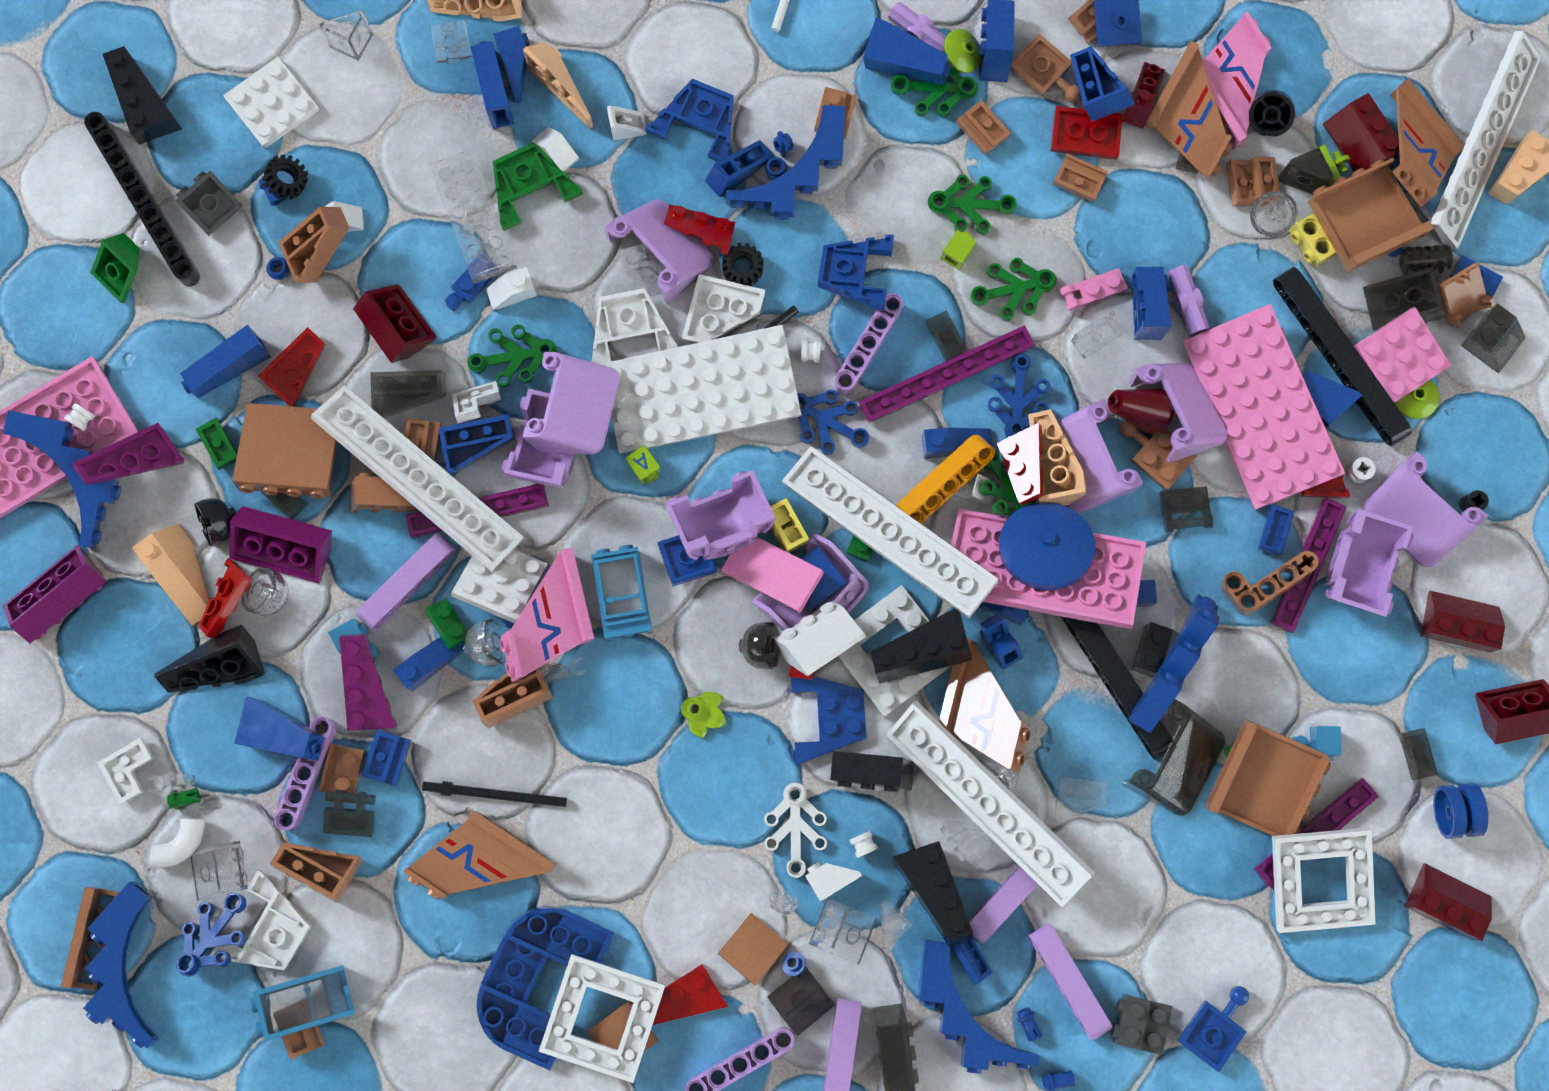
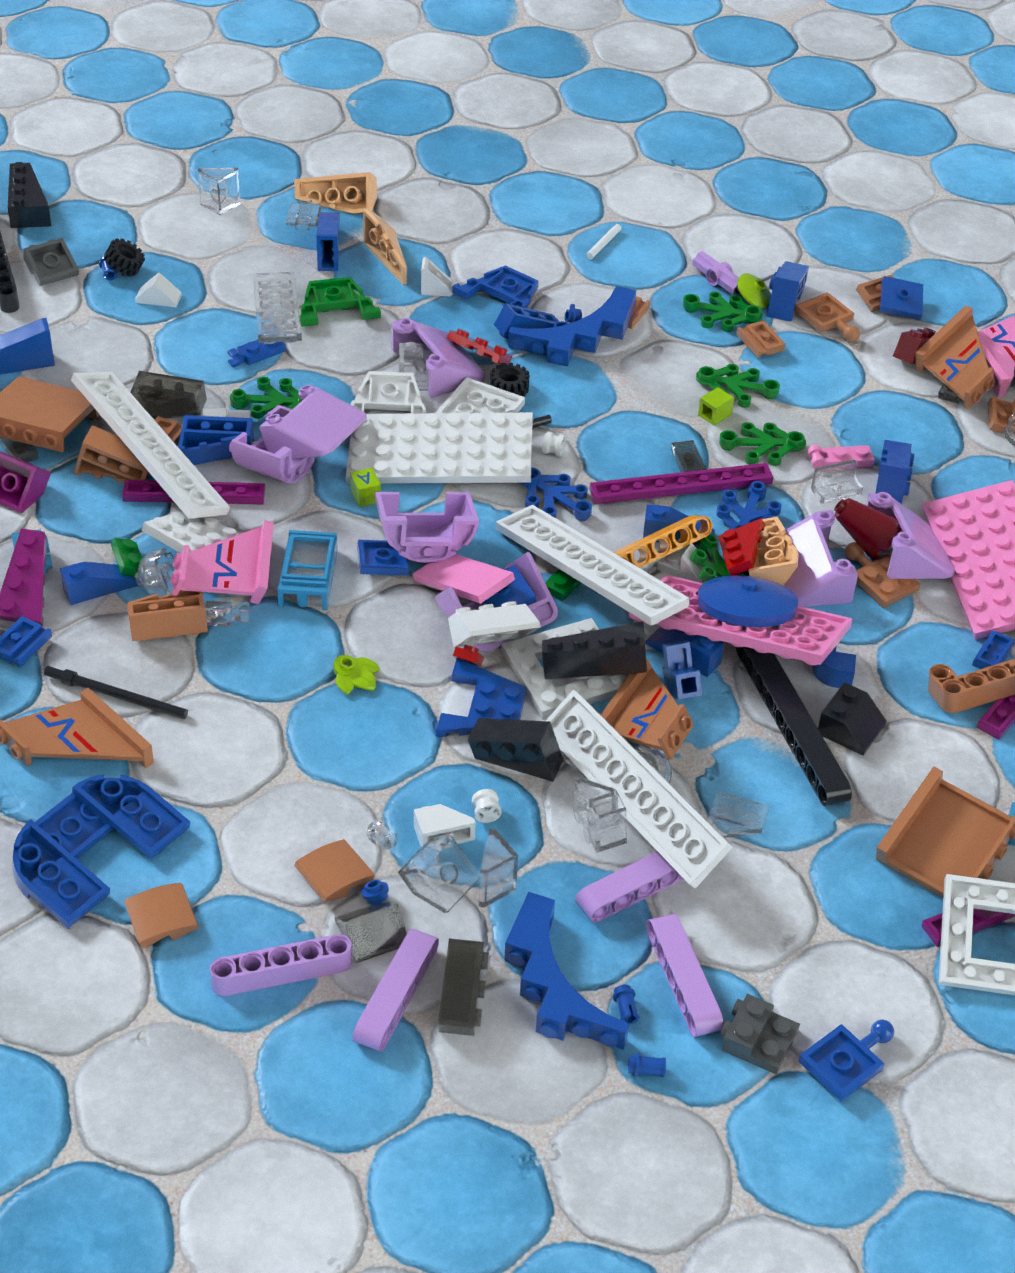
camera: 15 degrees right, 35 degrees down
(271, 102) = (135, 221): white plate -> none
(273, 264) = (89, 311): blue plate -> none
(293, 367) = (61, 370): red wing -> none
(314, 243) = (130, 290): nougat wedge -> none
(394, 322) = (174, 354): dark red slope -> none
(405, 581) = (102, 522): lavender beam -> none
(511, 46) = (352, 230): blue slope -> none
(511, 289) = (292, 357): white slope -> none
(556, 147) = (371, 285): white slope -> none
(619, 1062) = (151, 925): white plate -> none
(689, 996) = (246, 896): red wing -> none
(760, 645) = (431, 628): clear smoke cylinder -> none
(787, 527) = (488, 545): light yellow brick -> none
(795, 825) = (424, 757): white plant -> none
(845, 266) = (611, 399): blue wing -> none
(864, 354) = (610, 449): lavender beam -> none
(903, 54) = (696, 278): blue slope -> none
(933, 885) = (552, 848): black wedge -> none
(972, 961) = (575, 926): blue plate -> none
(1078, 135) = (857, 358): red plate -> none
(1080, 178) = (844, 384): nougat plate -> none
(1098, 85) = (876, 321): blue wedge -> none
(1178, 663) = (867, 701): blue arch -> none
(1184, 765) = (852, 811): clear smoke windscreen -> none
(1185, 501) = (901, 620): clear smoke plate -> none
(1188, 300) = (932, 475): lavender piece -> none

